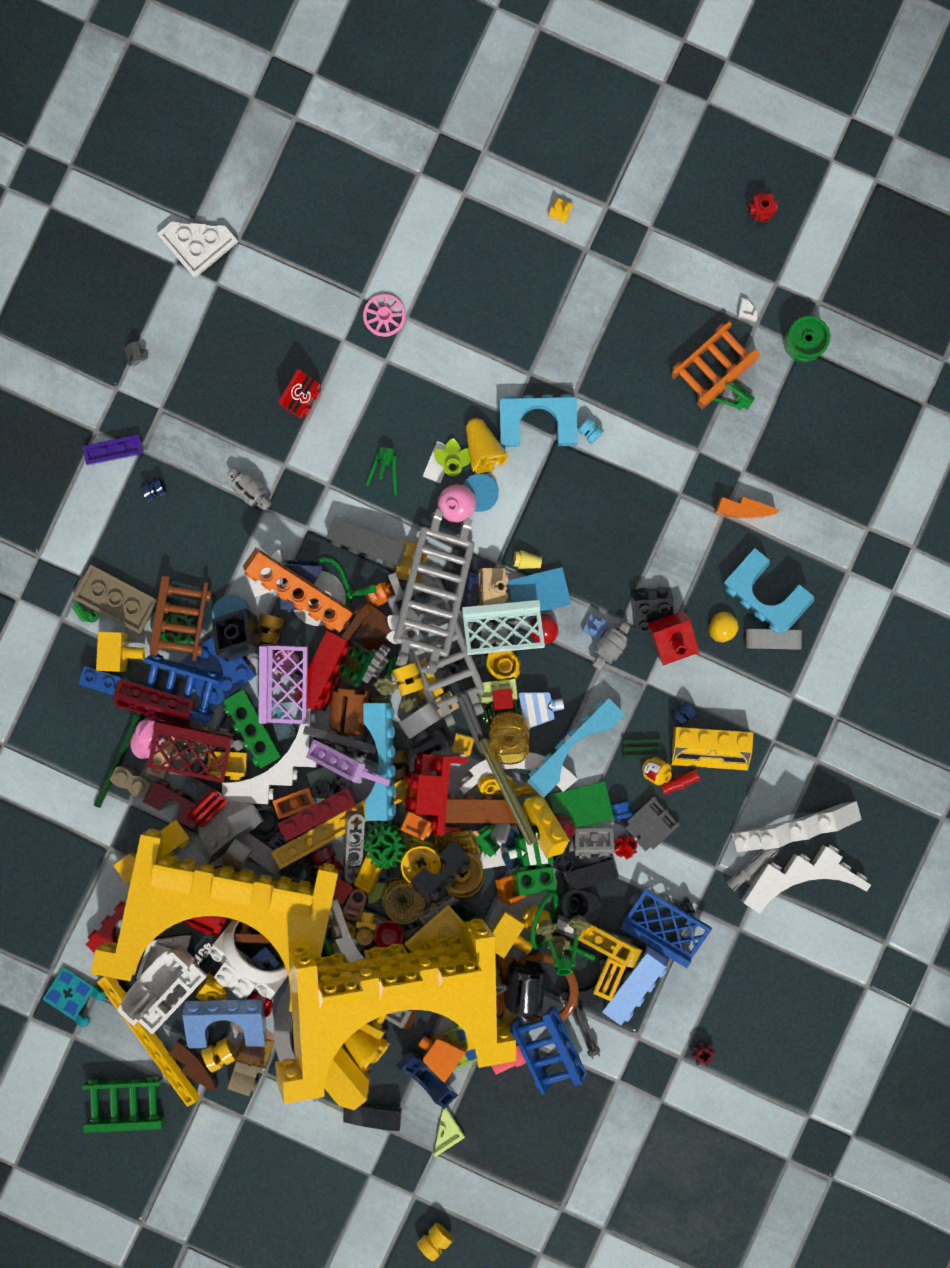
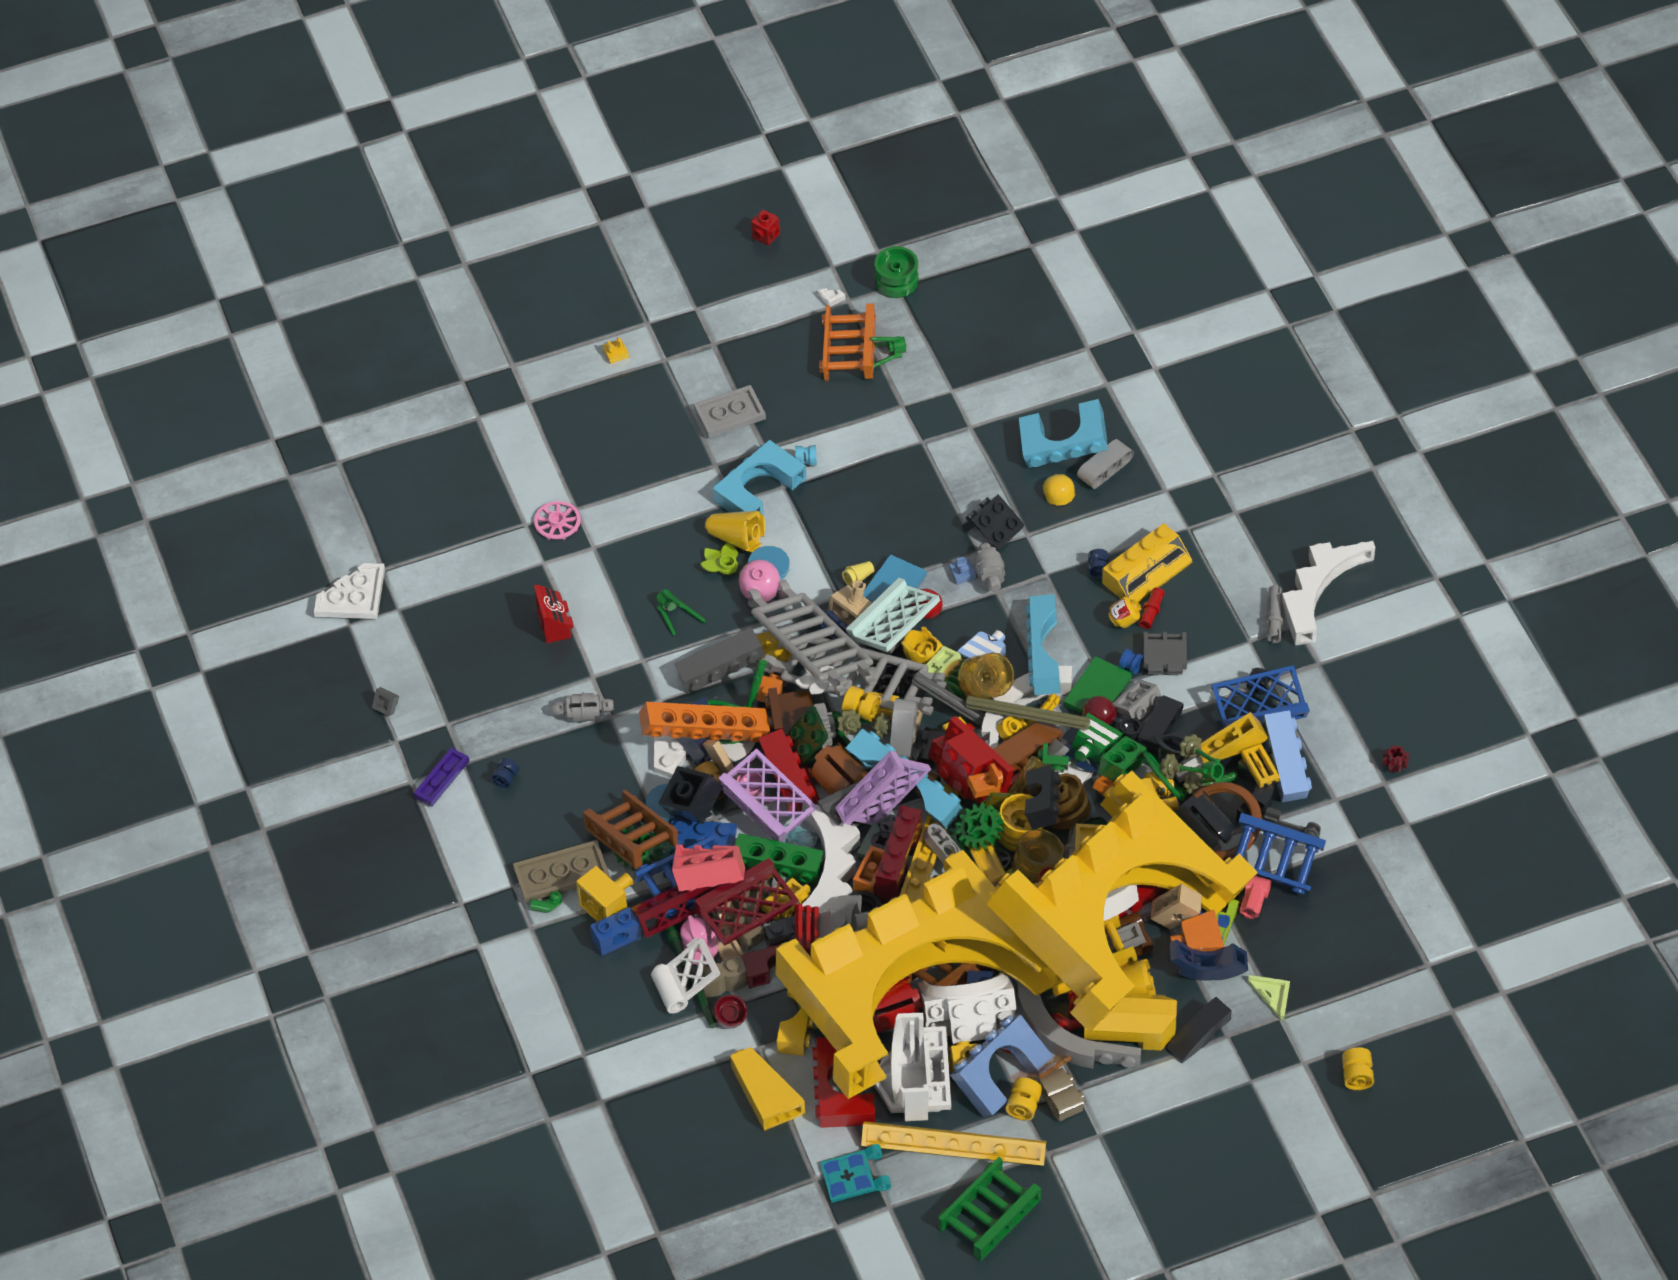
camera: 40 degrees left, 35 degrees down
(78, 886) = (766, 1090): none -> yellow slope
(96, 757) = (673, 987): none -> white piece
(110, 812) = (730, 1011): none -> dark red hair
(180, 708) = (707, 867): none -> coral wedge
(184, 657) = (658, 850): none -> clear green plate
(194, 1065) = (1014, 1125): reddish brown slope -> none
(287, 626) = (719, 756): none -> tan tile
(434, 470) = (714, 580): white sticker -> none
(447, 1029) = (1176, 906): none -> tan brick
(502, 699) = (950, 660): red tile -> none
(552, 836) = (1099, 705): yellow arch -> none
(580, 341) = (729, 411): none -> light grey plate
(625, 846) = (1164, 680): red gear -> none
(641, 756) = (1089, 615): dark green tile -> none
(673, 638) = (1029, 519): red brick -> none
(744, 509) = (981, 406): orange slope -> none
(798, 829) = (1289, 524): white arch -> none

